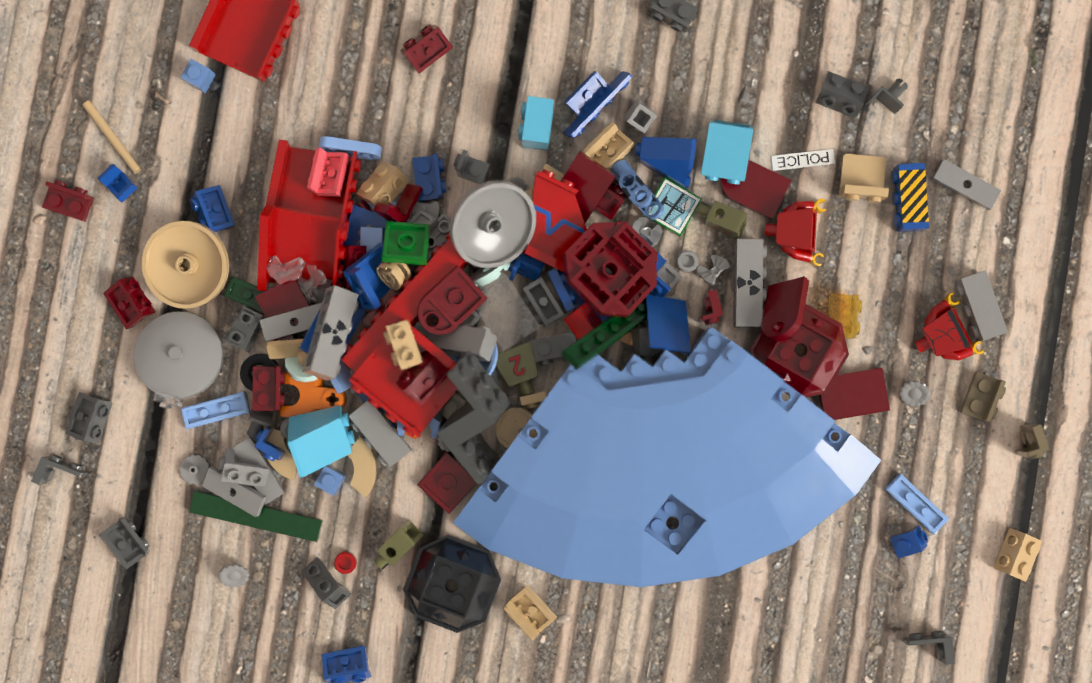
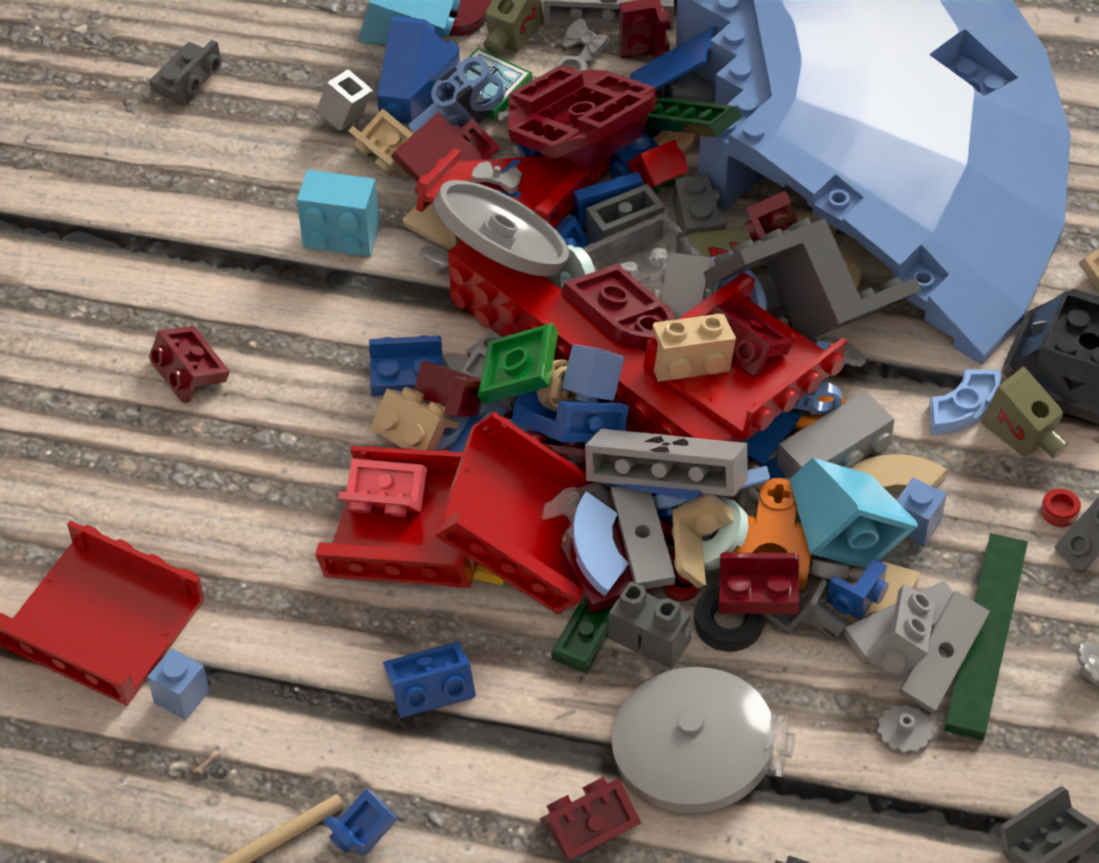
camera: 85 degrees left, 35 degrees down
(185, 264) = (526, 710): tan dish -> none
(215, 410) = (796, 690): light blue tile -> none
(284, 272) = (551, 539): clear bracket -> none
(287, 294) = (595, 545): none -> light blue tile
(364, 150) = (338, 467): light blue beam -> none
(389, 287) = (592, 373): none -> medium blue brick
(420, 511) = (964, 404): none -> light blue tile
(447, 483) = (917, 365): dark red tile -> none
(470, 168) = (395, 308): dark grey bracket -> none
(523, 391) = (770, 215): none -> dark red bracket
(556, 225) = (508, 181): none -> light grey piece
(591, 98) = (303, 149): blue bracket -> none

